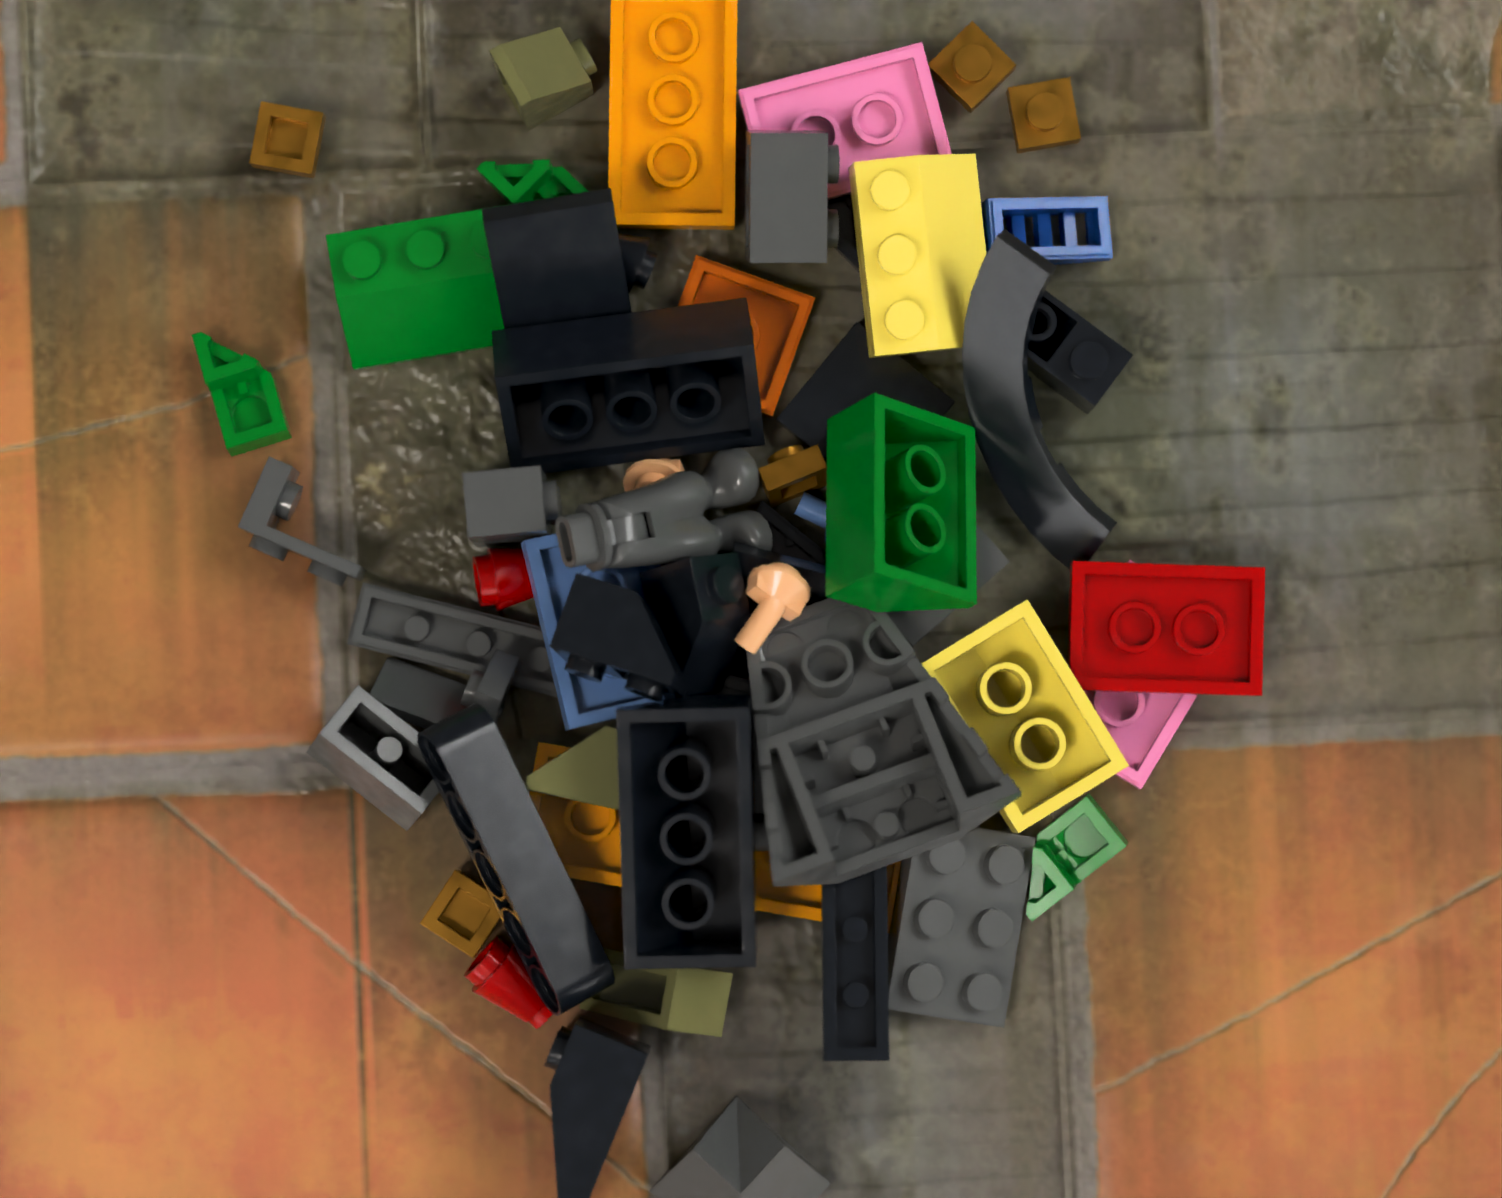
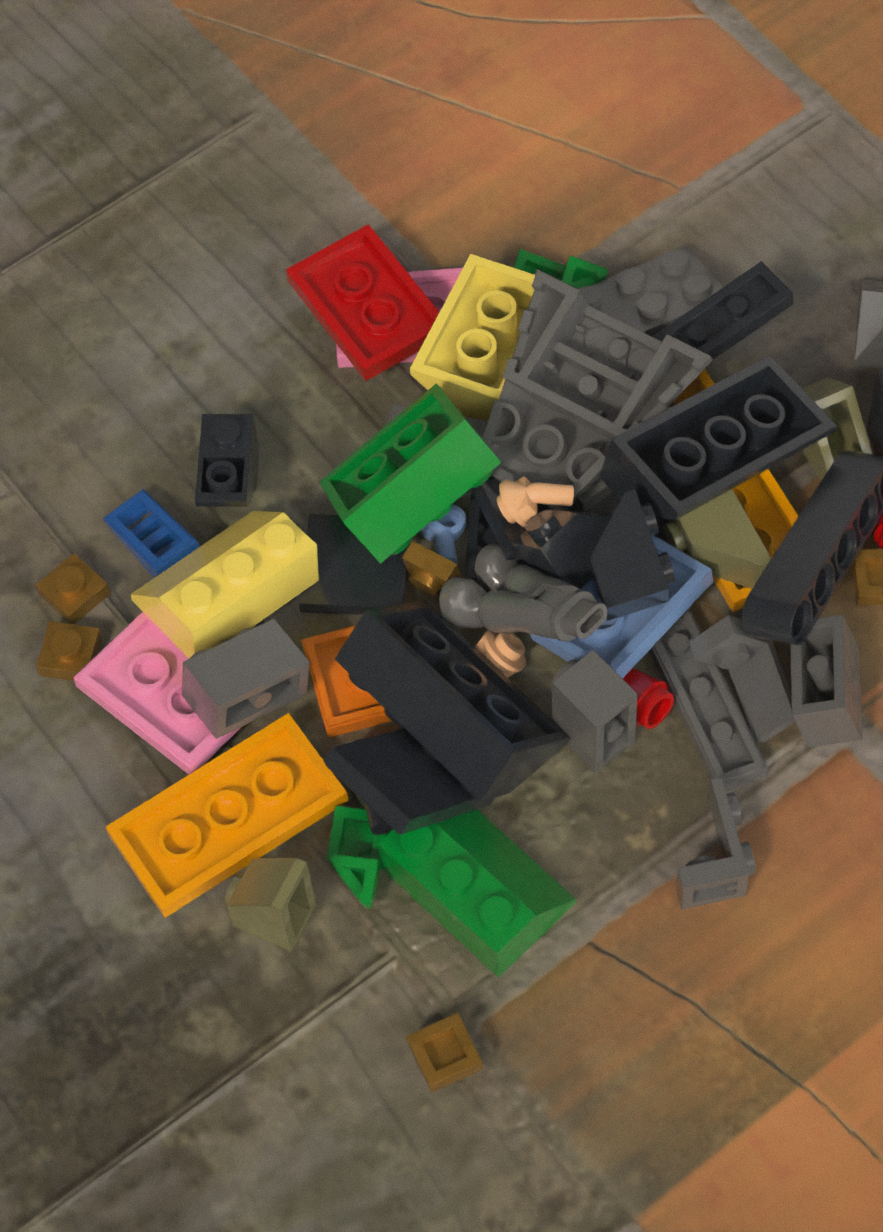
camera: 115 degrees left, 25 degrees down
(242, 396) = (655, 958): green slope -> none
(1005, 408) = (288, 473): black tile -> none

